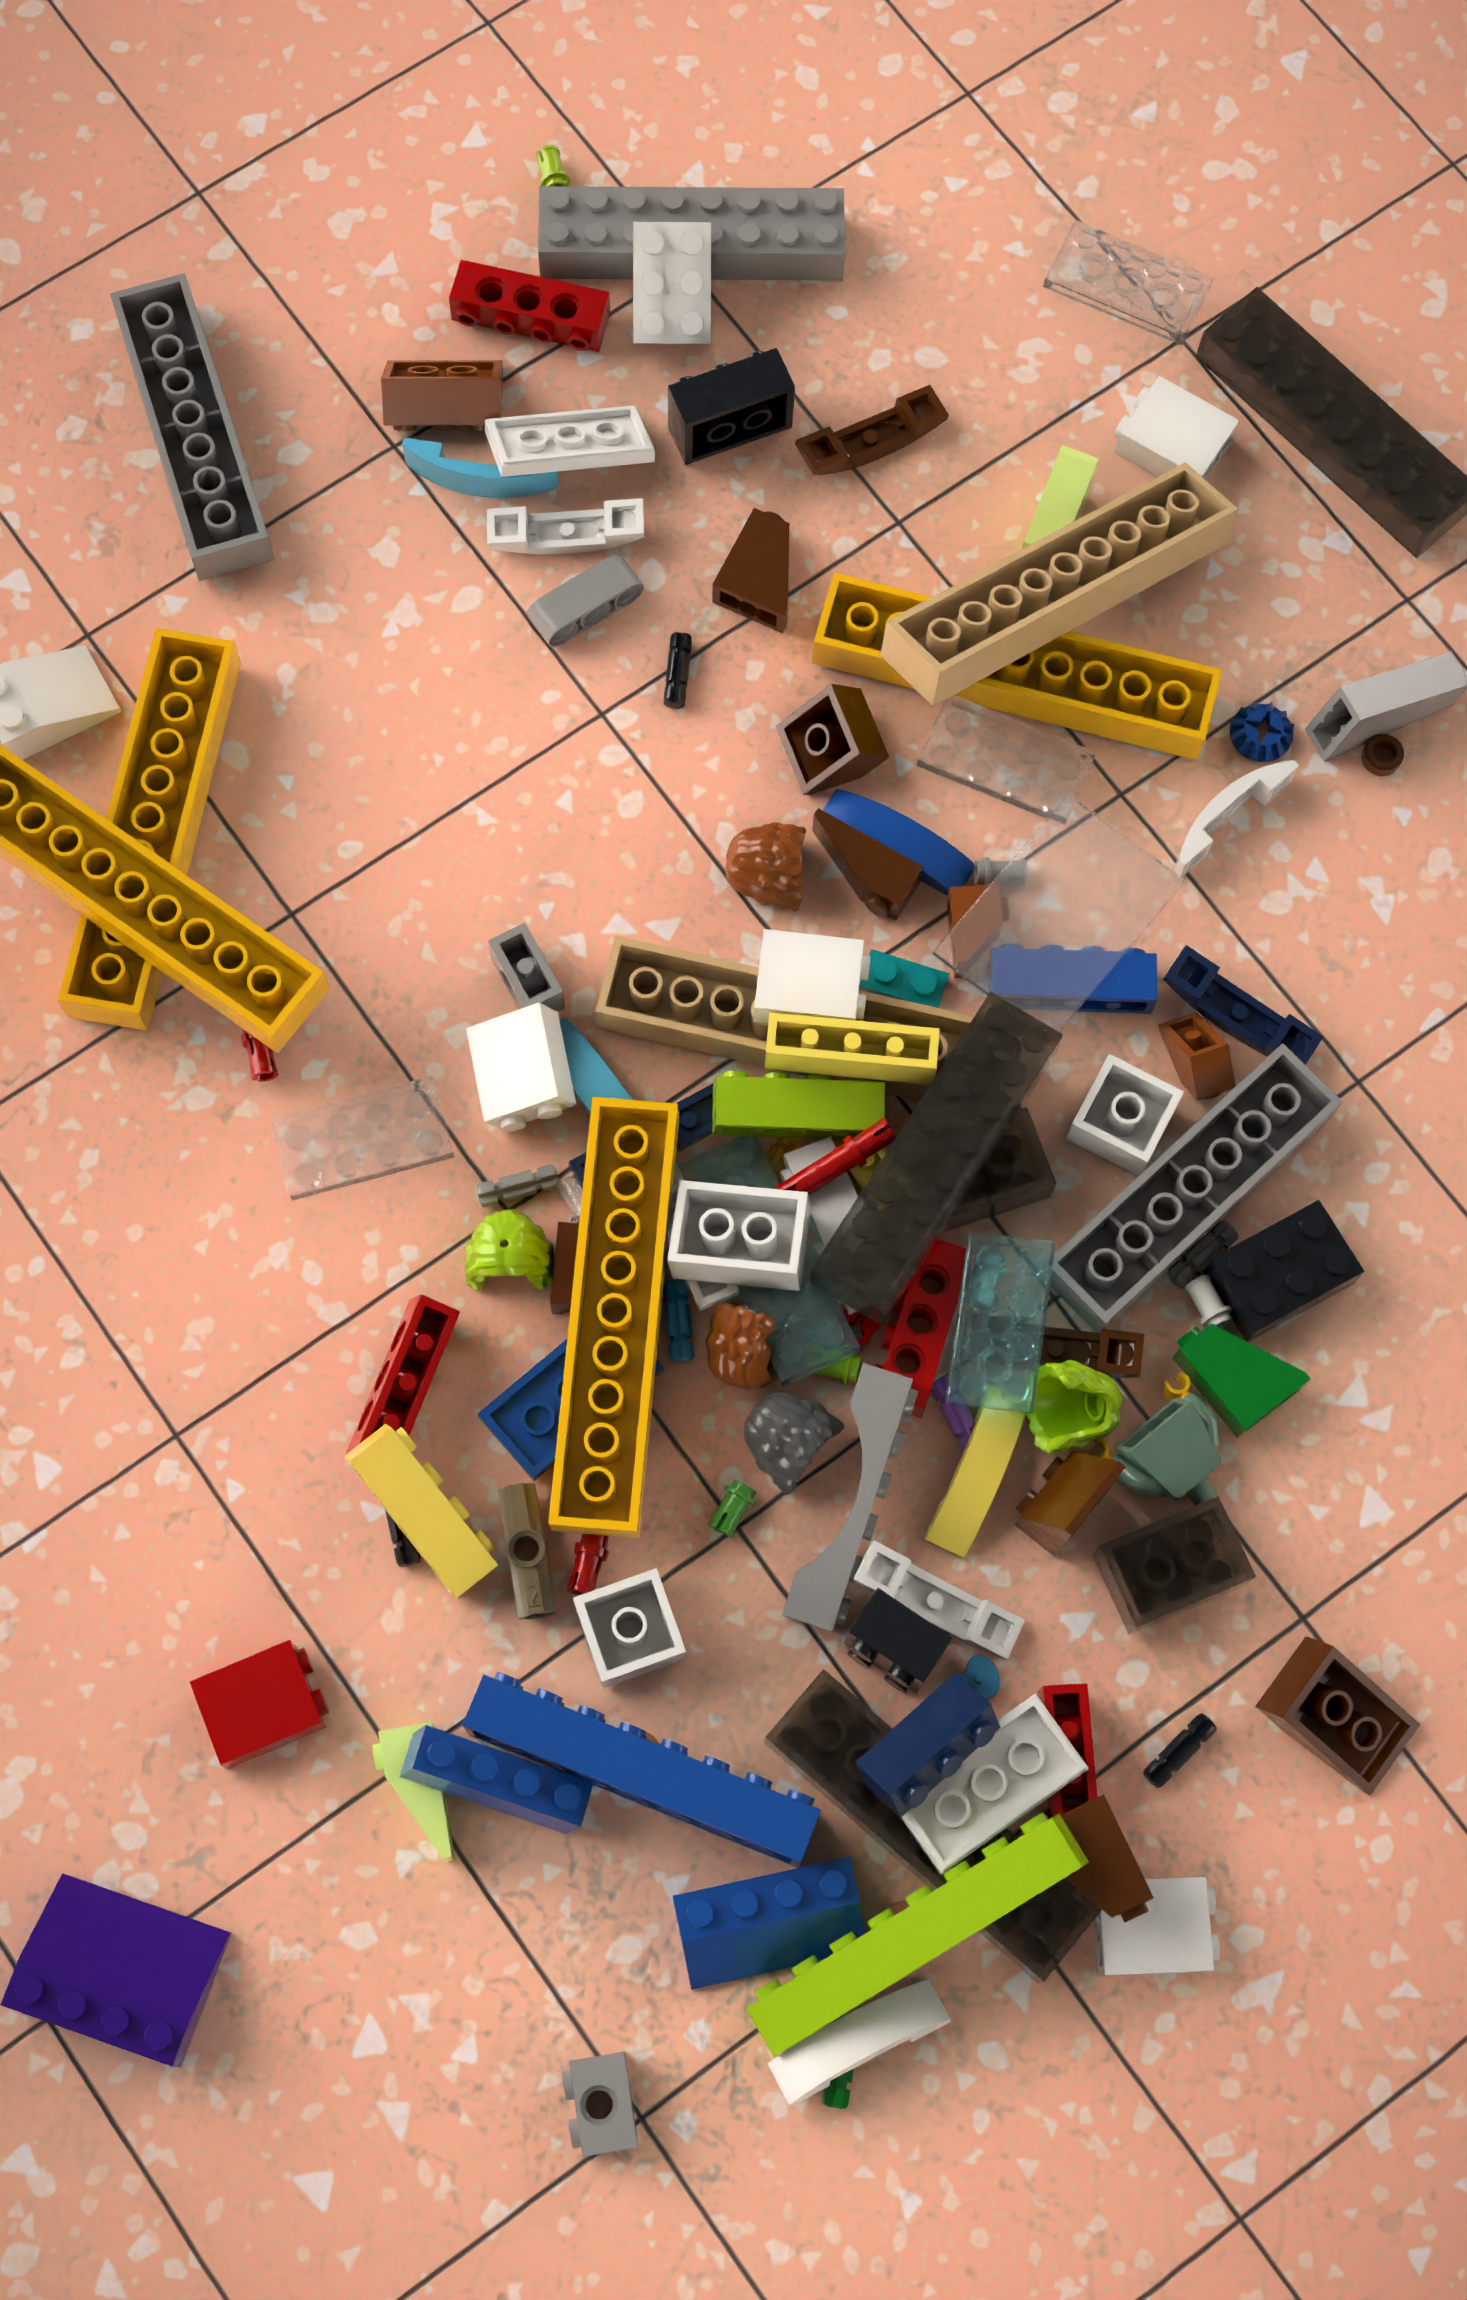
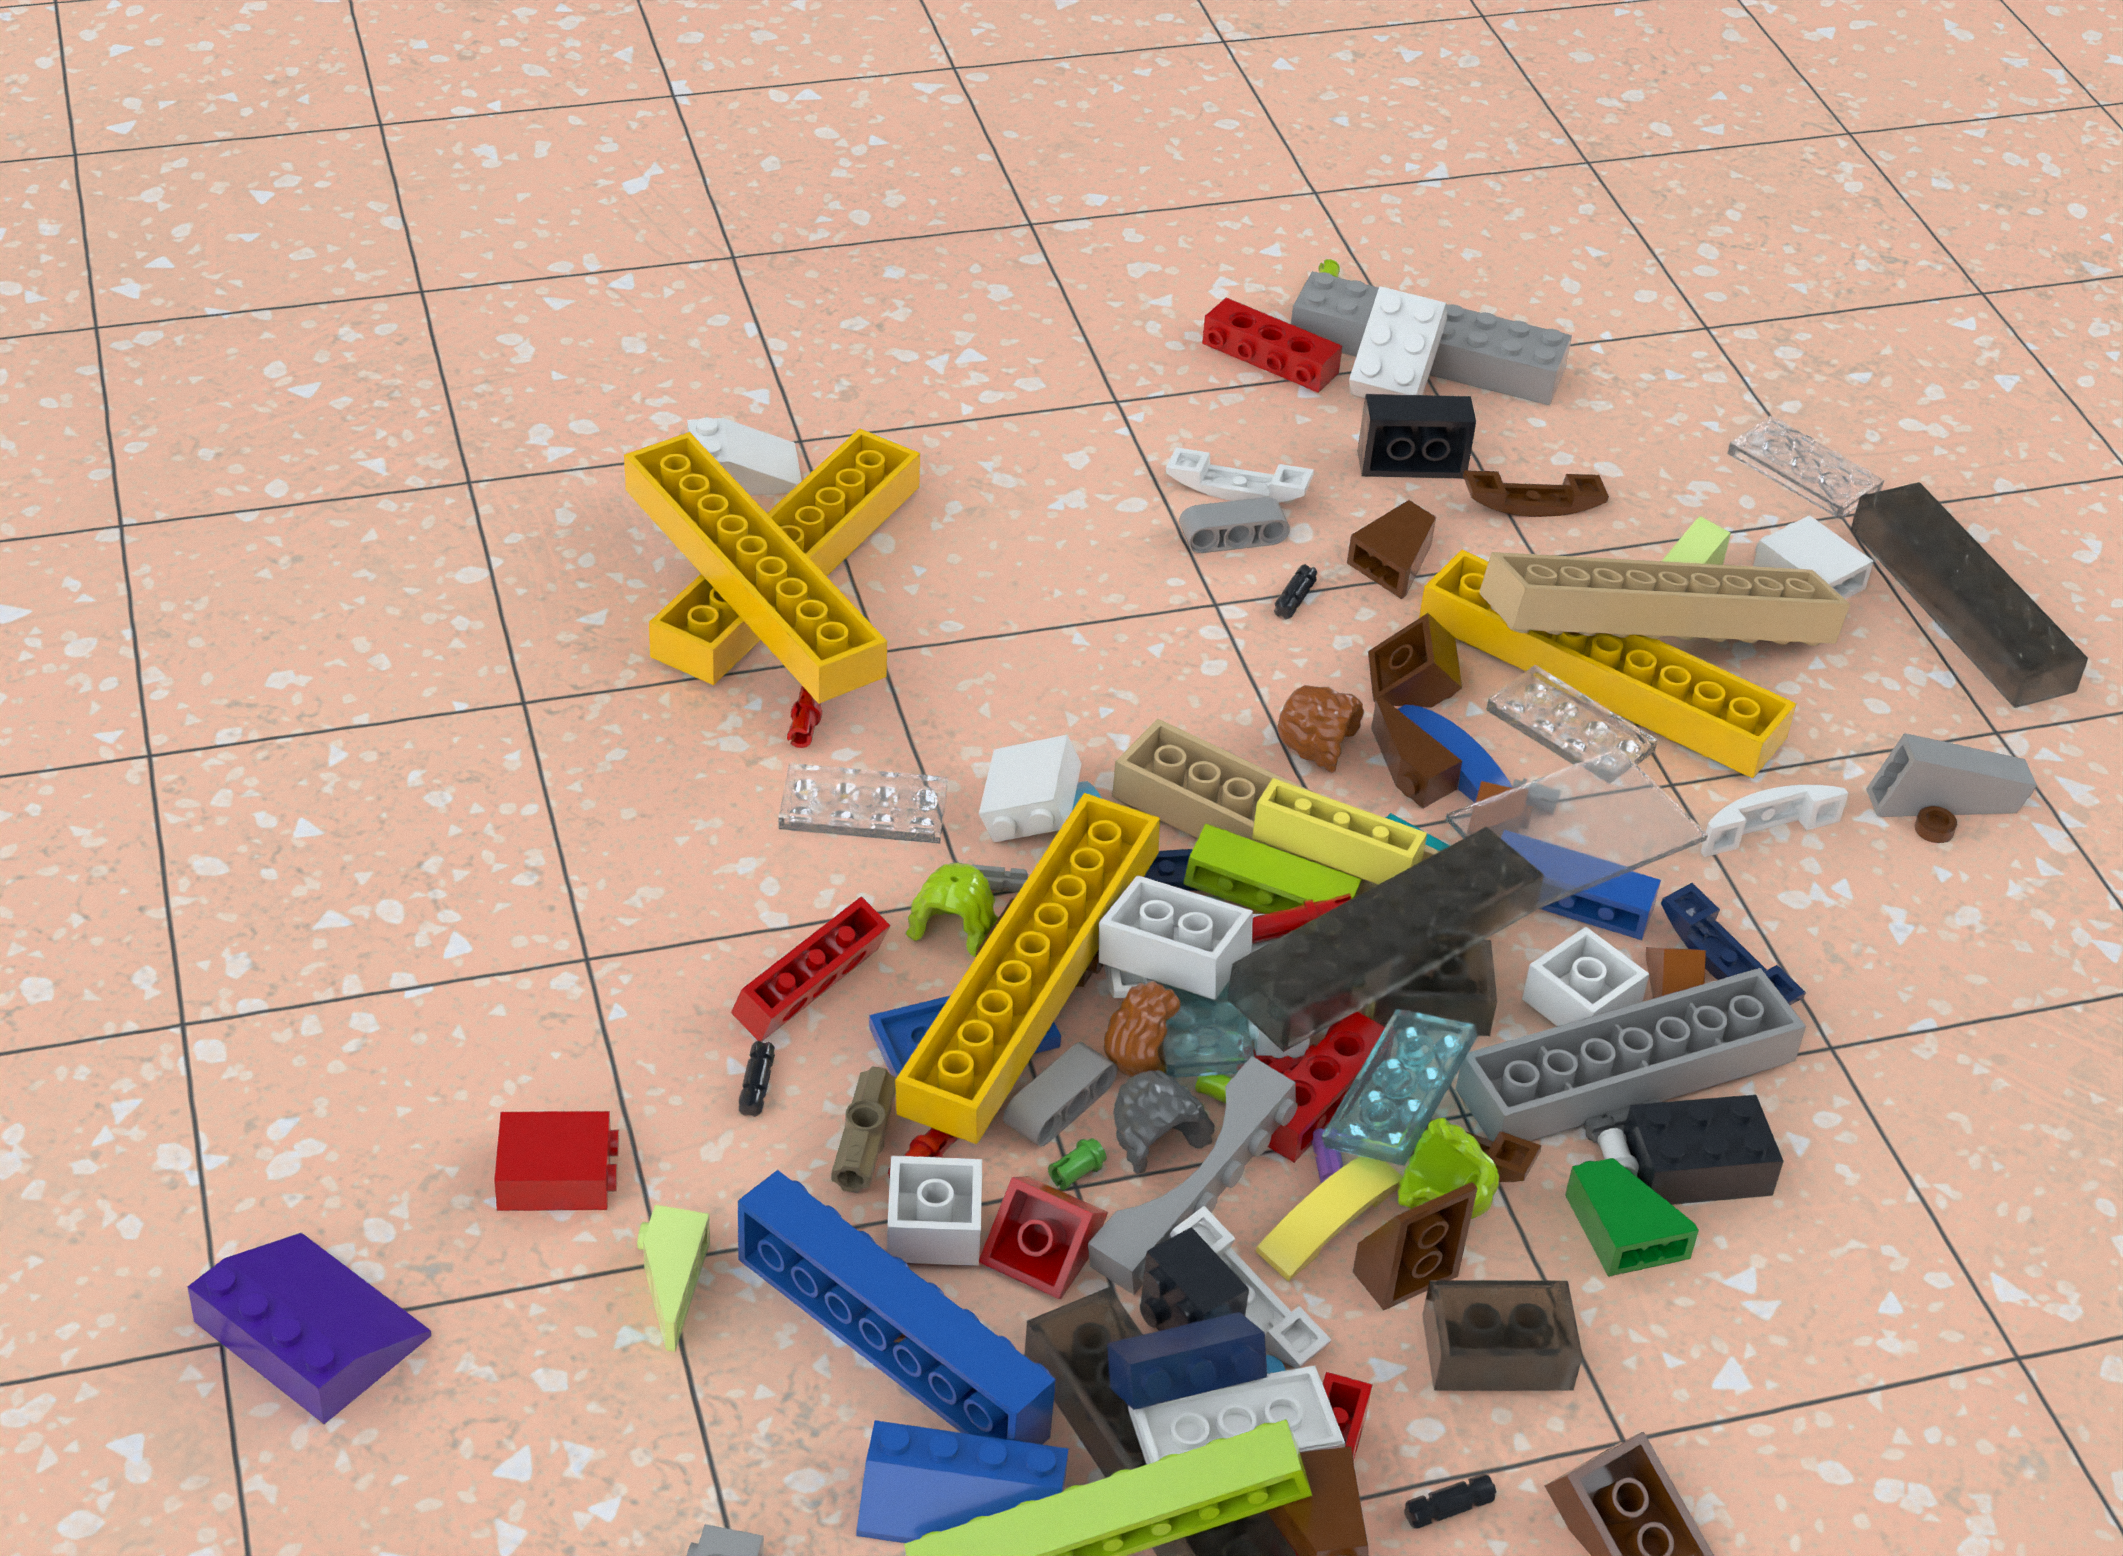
camera: 20 degrees right, 30 degrees down
(192, 427) = (953, 338): light grey brick -> none
(422, 1510) = (782, 1052): light yellow brick -> none
(441, 393) = (1172, 373): dark orange slope -> none
(472, 477) = (1175, 429): medium azure slope -> none
(496, 1779) = (748, 1272): blue brick -> none
(525, 969) = (1065, 714): light grey brick -> none
(569, 440) = (1267, 421): white tile -> none
(678, 1321) = (1090, 1013): dark azure axle -> none
(687, 1434) = (1060, 1094): none -> light grey beam
(733, 1608) = (1041, 1236): none -> red slope
(810, 976) = (1327, 772): white brick -> none
(1172, 1448) = (1532, 1242): sand green torso -> none
(1245, 737) = (1807, 768): blue gear -> none

